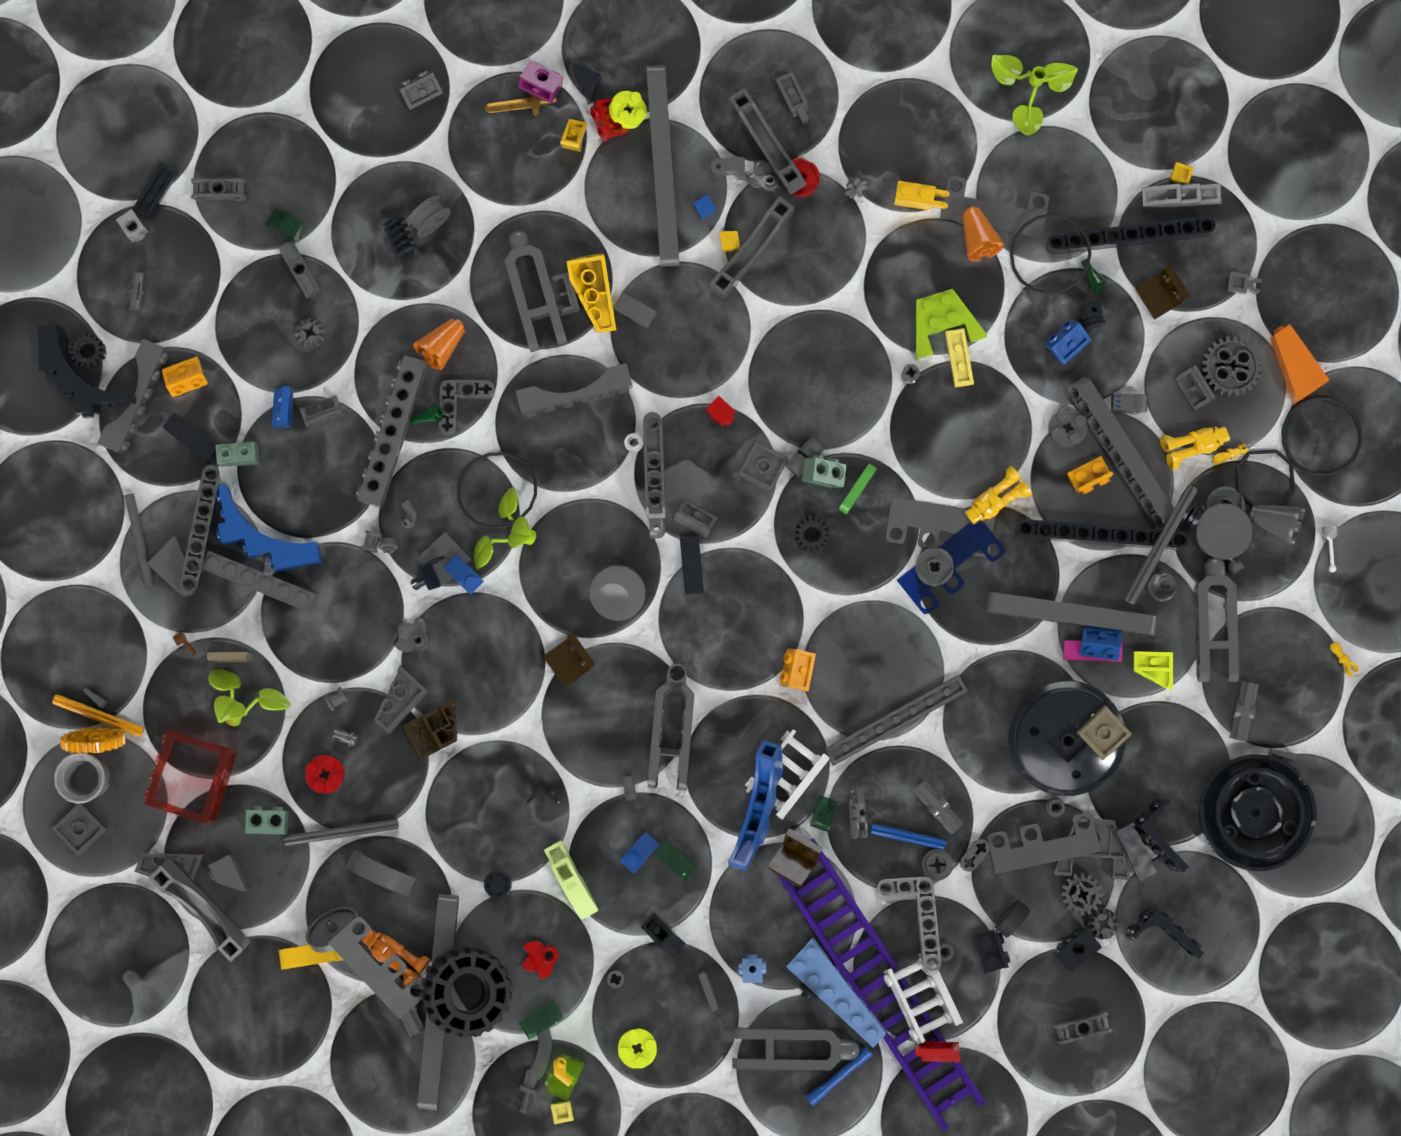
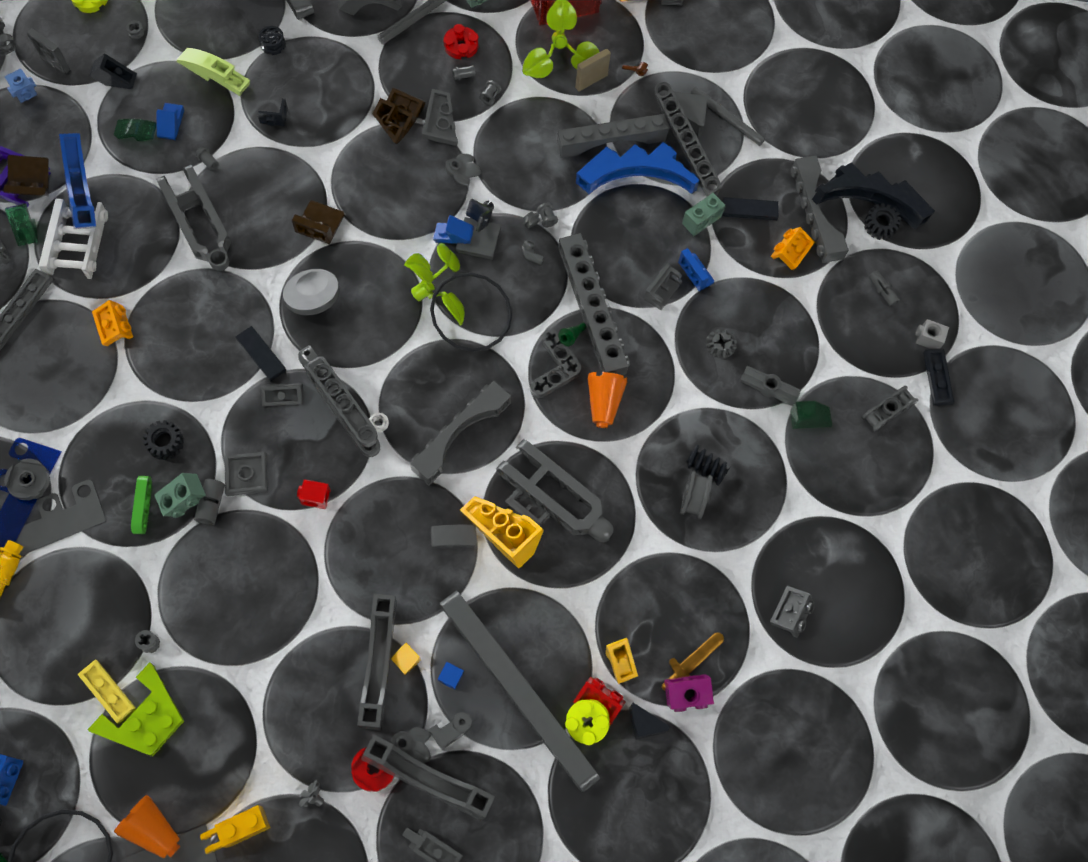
camera: 140 degrees right, 15 degrees down
(537, 958) = (205, 13): red plate -> none

